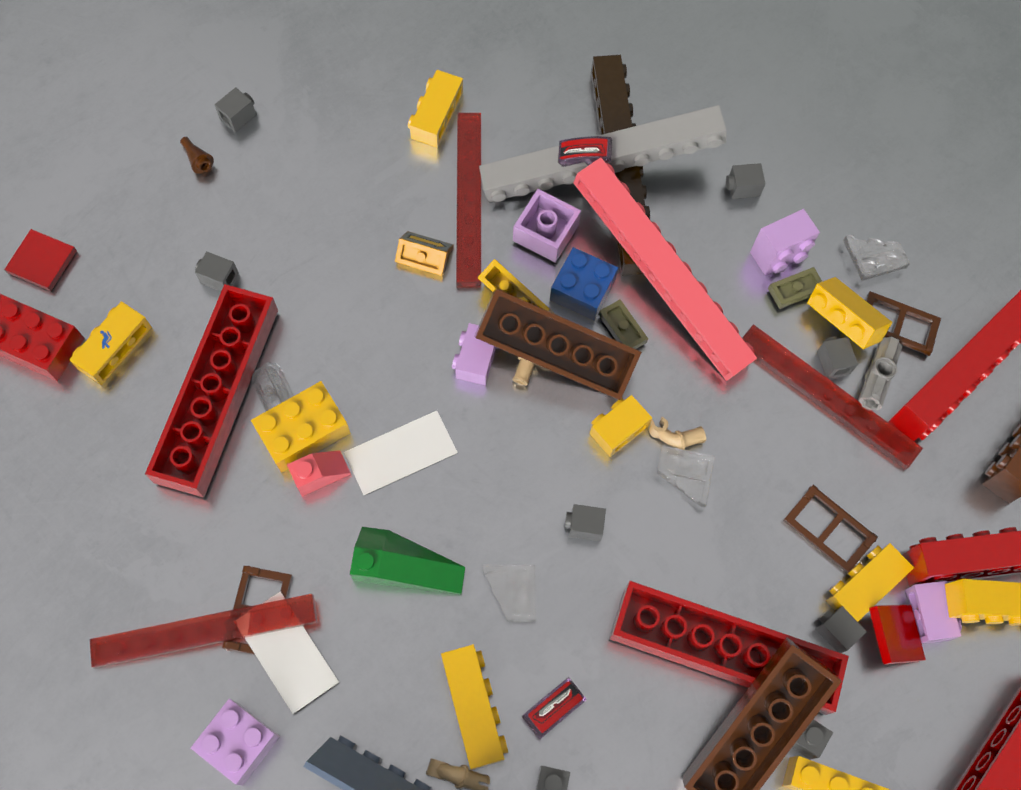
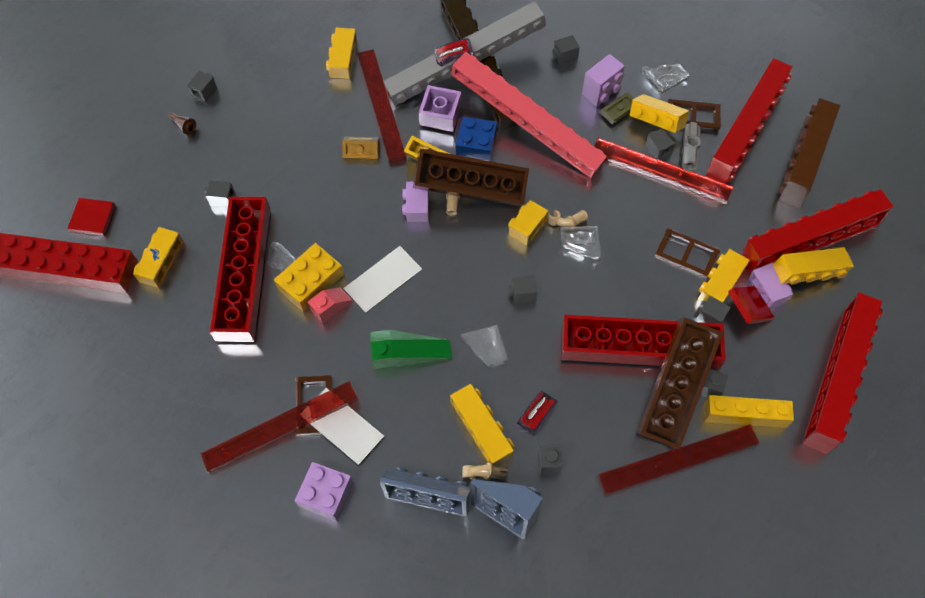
camera: 10 degrees left, 5 degrees down
(623, 325) = (506, 155): olive plate -> none

